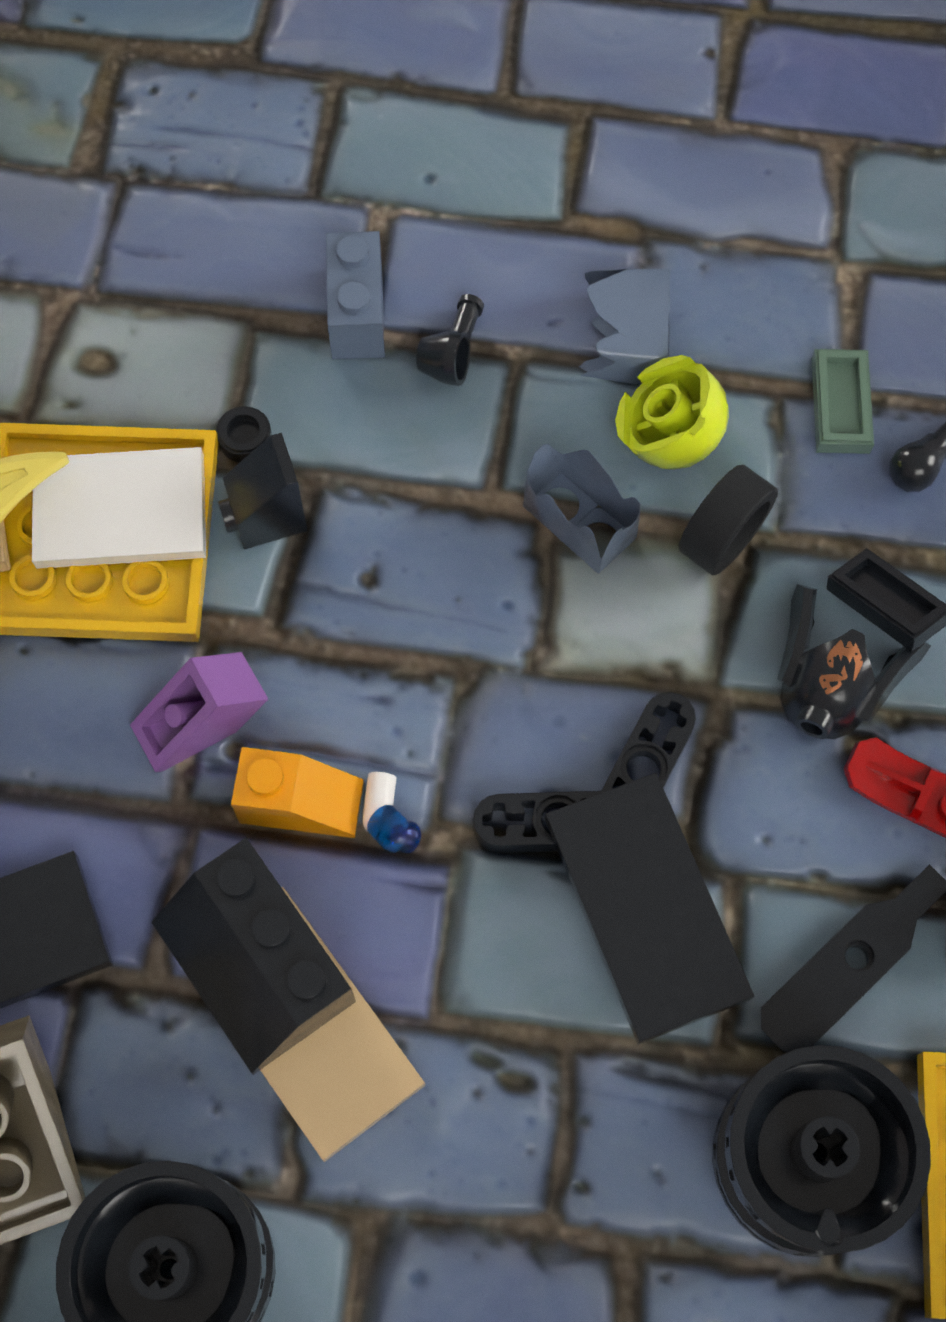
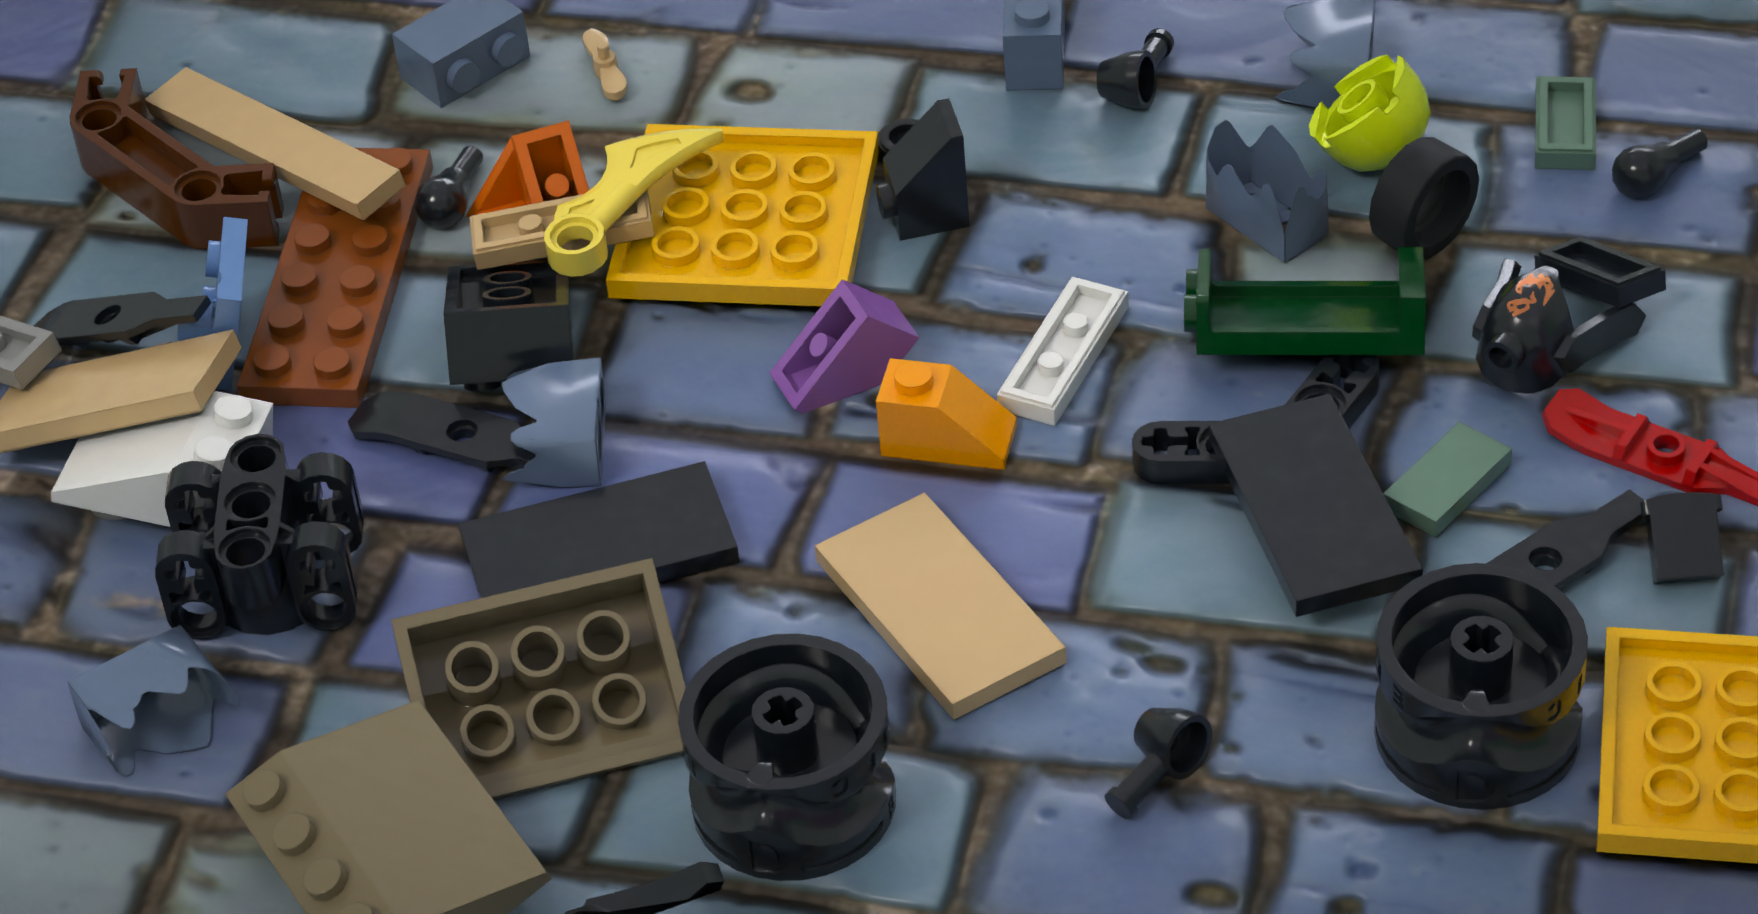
camera: 10 degrees right, 25 degrees down
(121, 509) = (773, 186): white tile -> none
(251, 956) = (892, 526): black slope -> none
(383, 820) = (1038, 446): clear blue arm -> none
(402, 692) = (1063, 350): none -> white tile
(528, 1203) = (1174, 746): none -> black bar
(630, 657) = (1308, 314): none -> dark green panel
(762, 850) = (1447, 479): none -> sand green tile

